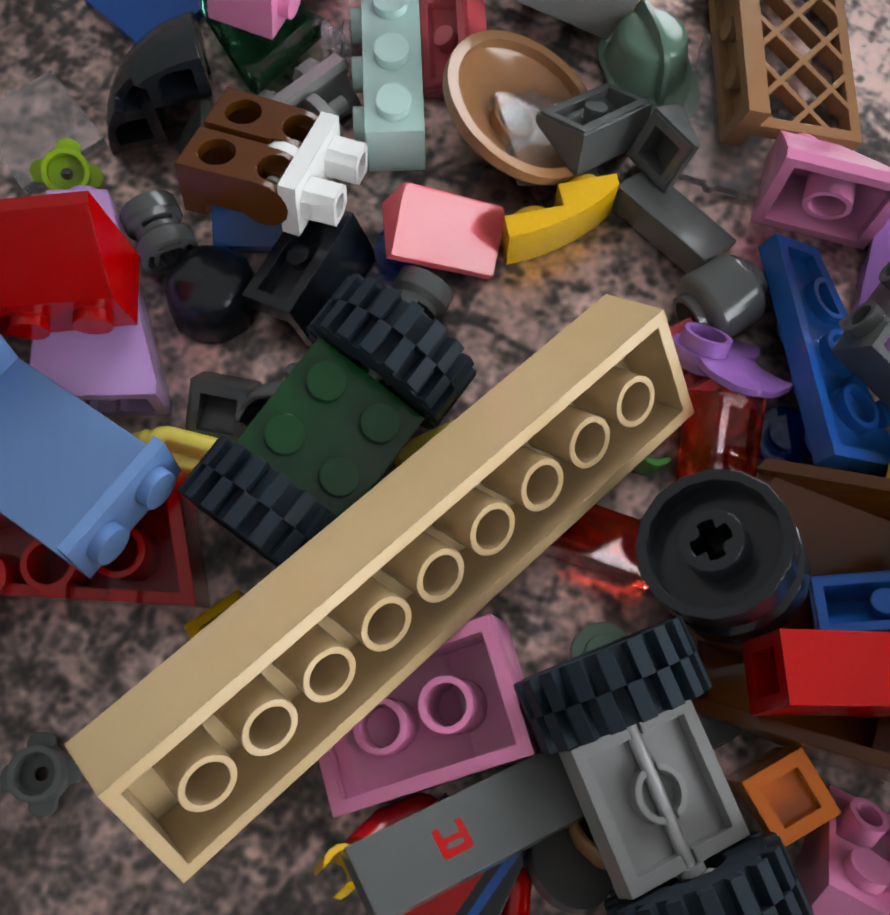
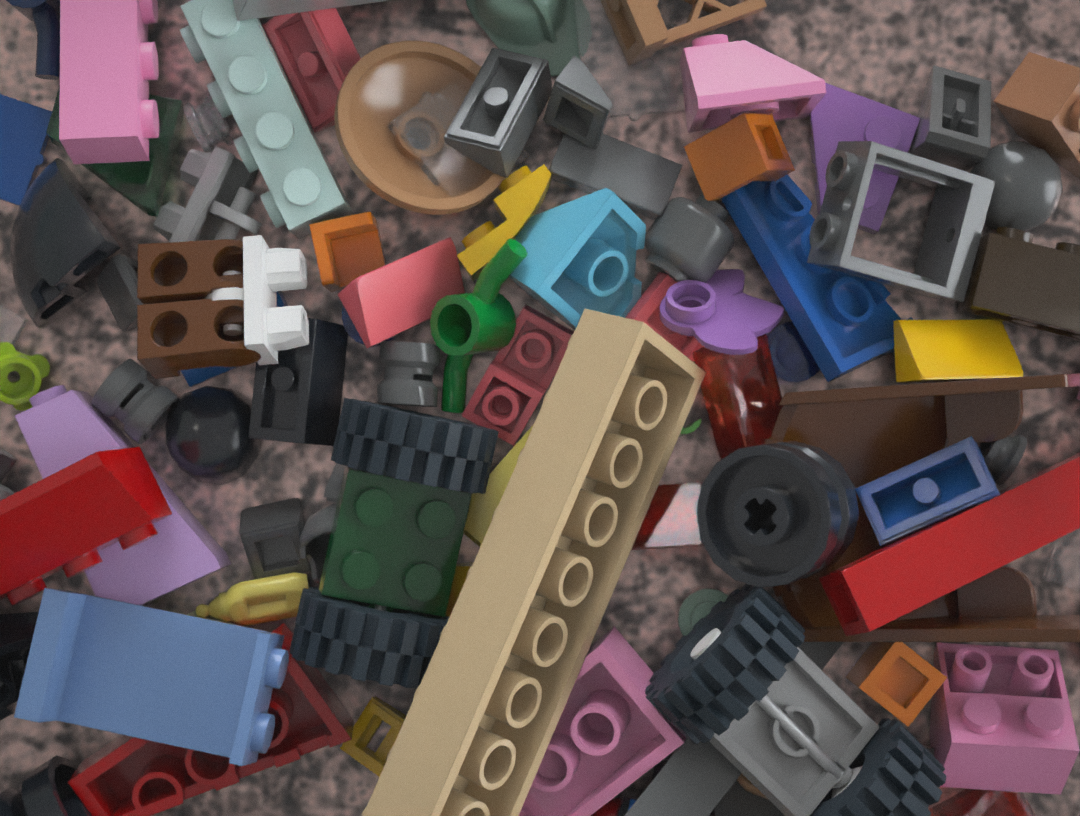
camera: 20 degrees left, 15 degrees up
(406, 162) = (347, 249): none -> orange panel
(495, 281) = (475, 323): none -> green piece
(504, 350) = (519, 375): none -> coral slope
(614, 254) = (582, 257): none -> medium azure slope
(796, 231) = (737, 154): none -> orange panel

